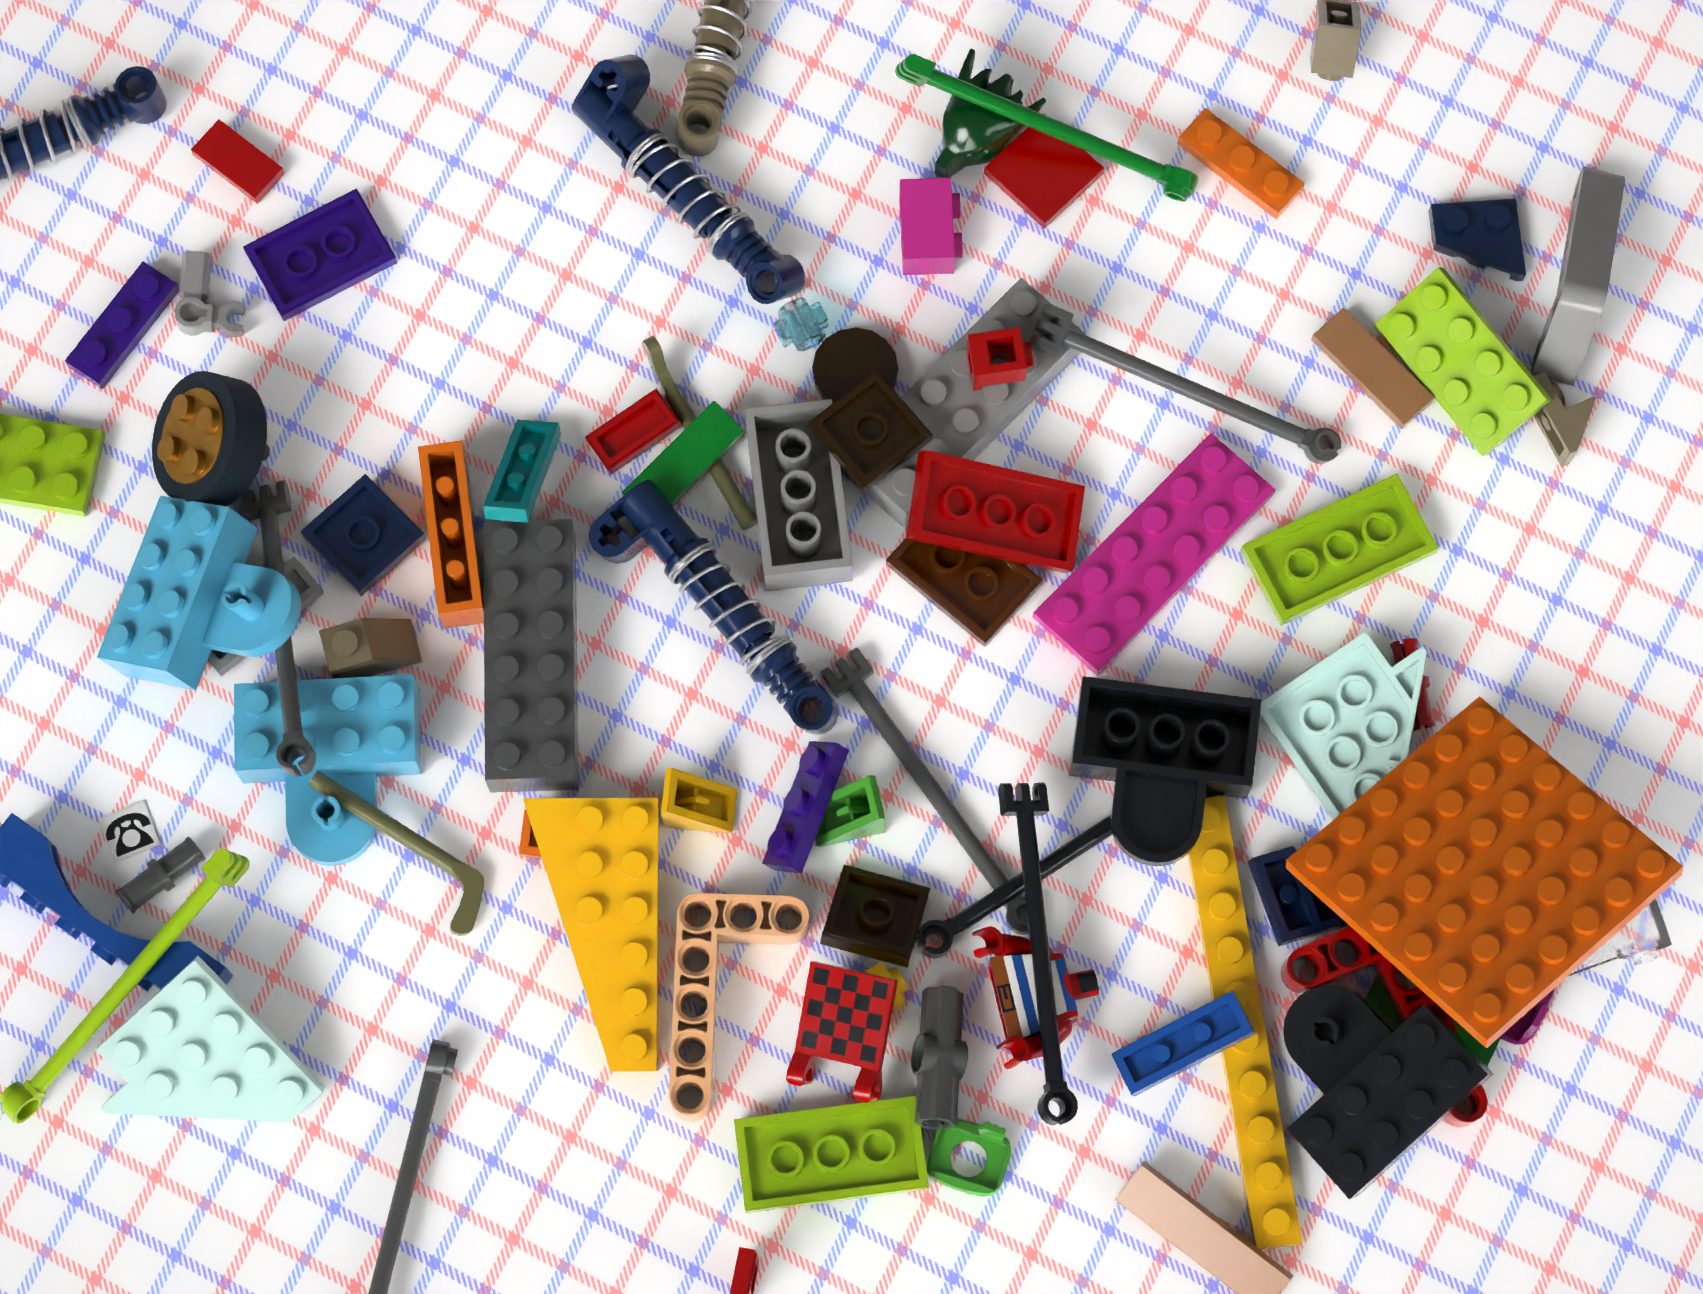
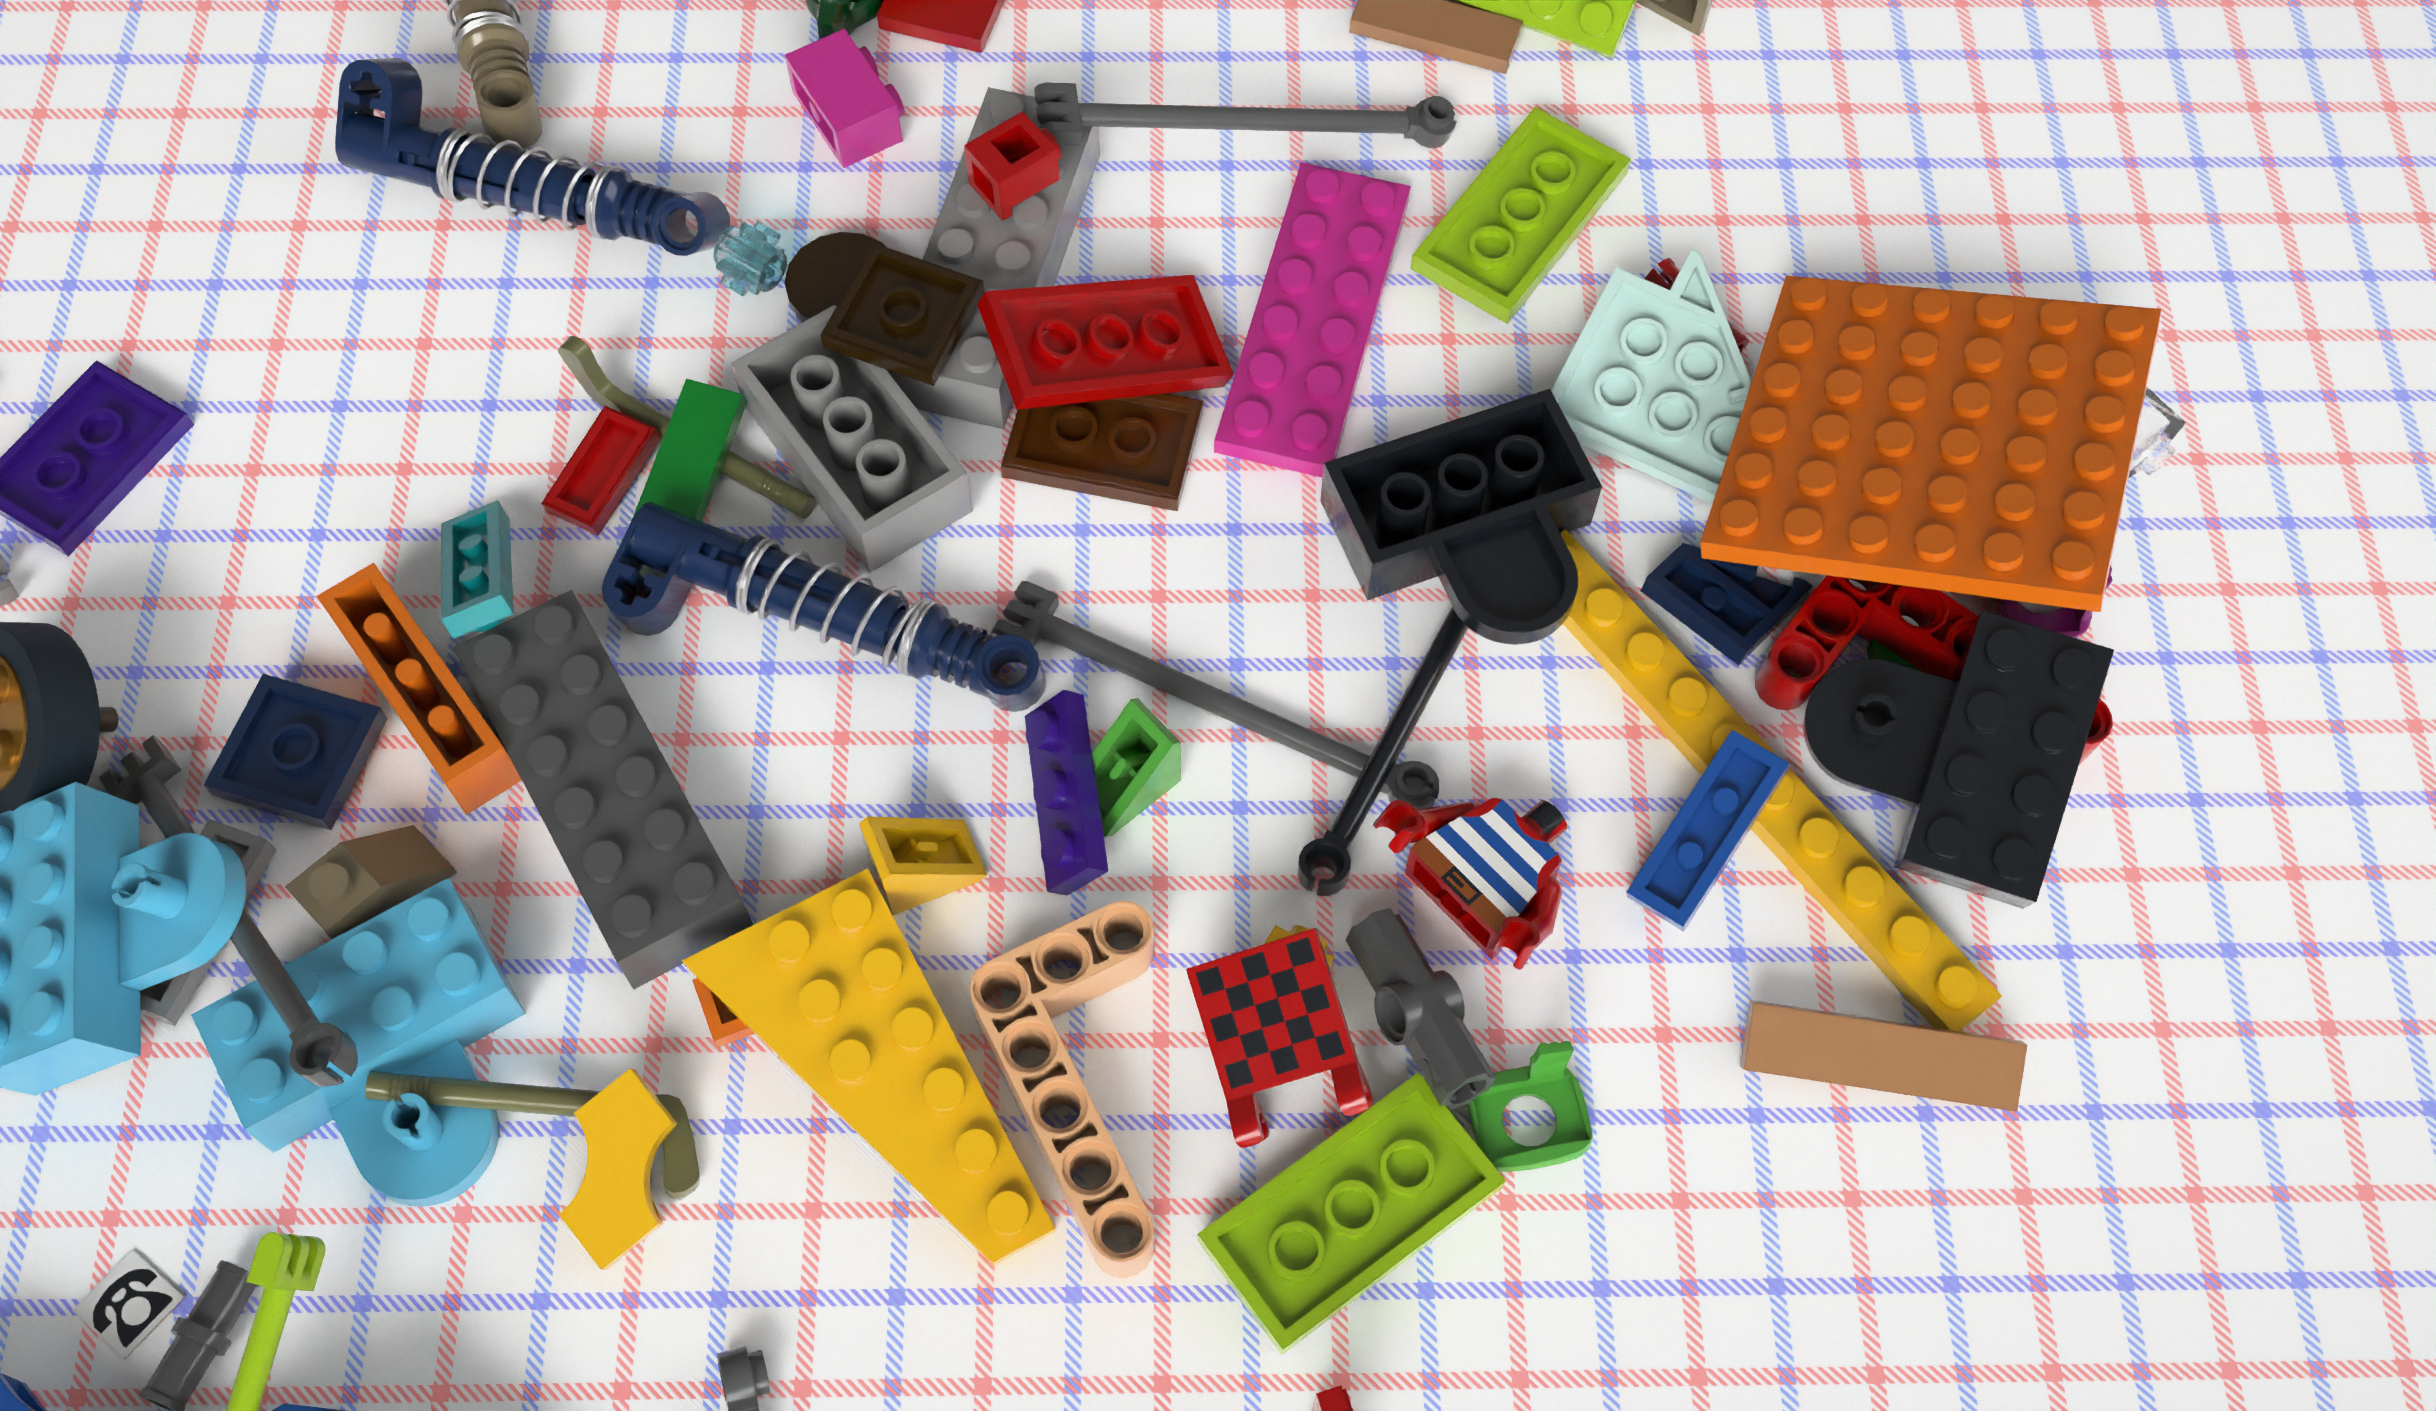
camera: 30 degrees left, 10 degrees down
(440, 884) = (615, 1198): none -> yellow tile
(875, 916) = (1232, 878): dark brown tile -> none
(1025, 812) = (1346, 642): black hinge -> none

